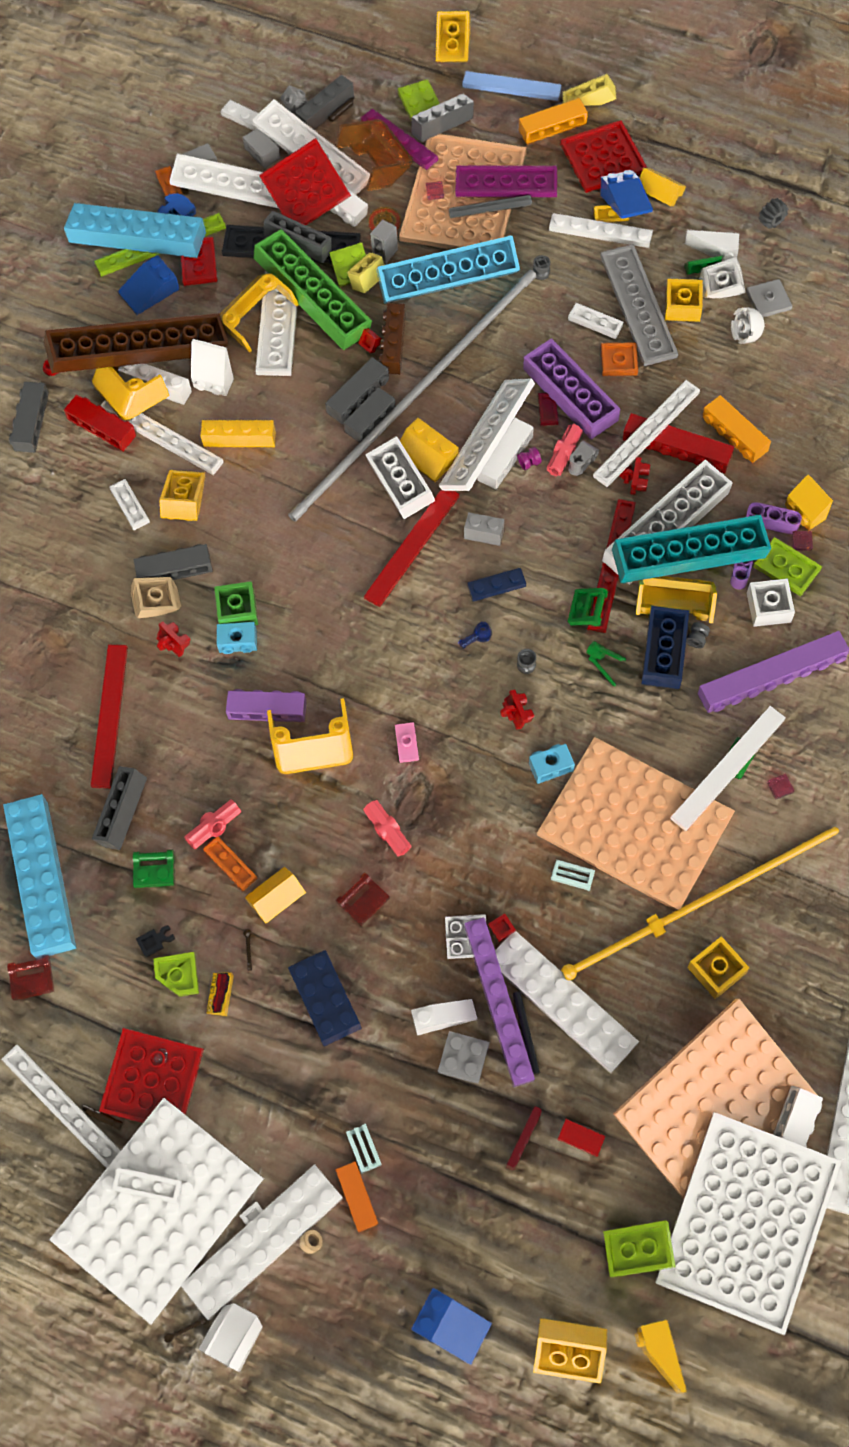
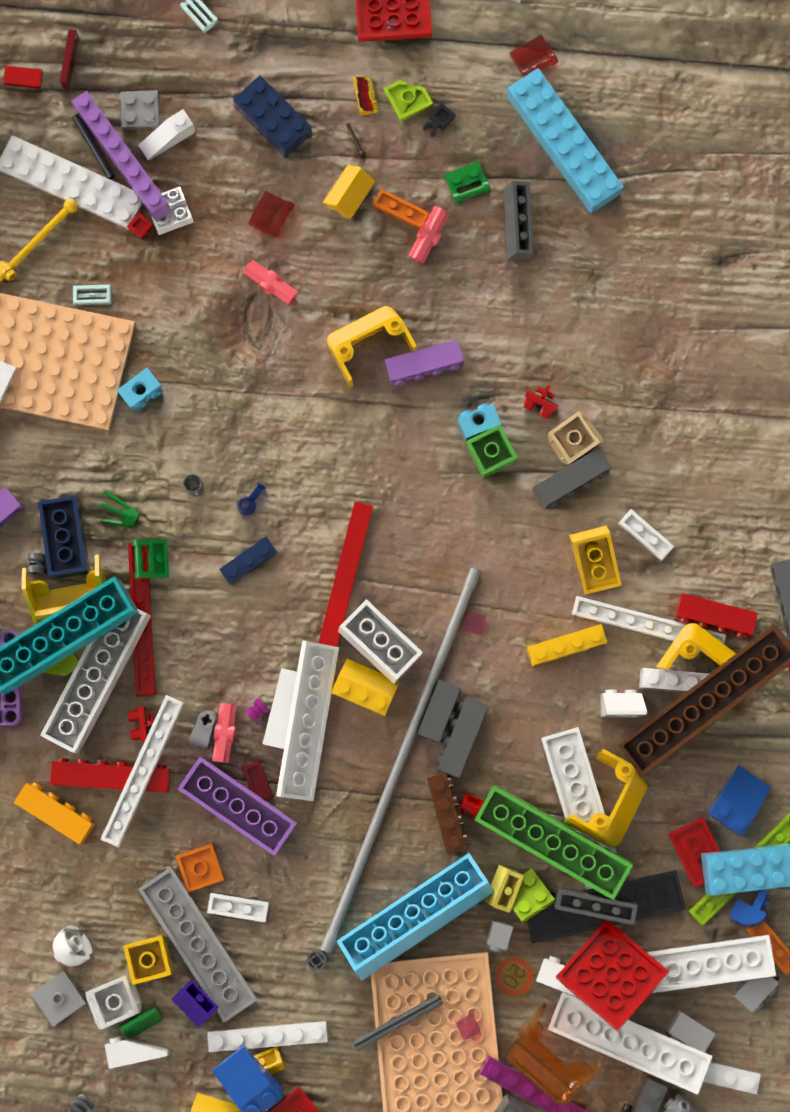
camera: 160 degrees right, 15 degrees up
(109, 716) = (569, 311): red tile -> none
(311, 477) = (474, 623): none -> clear pink tile
(406, 742) = (281, 371): bright pink plate -> none
(484, 529) = (277, 613): light grey brick -> none
(506, 181) = (390, 1063): magenta plate -> none
(514, 709) = (190, 430): red hips -> none
(653, 261) = (194, 1003): none -> dark purple brick

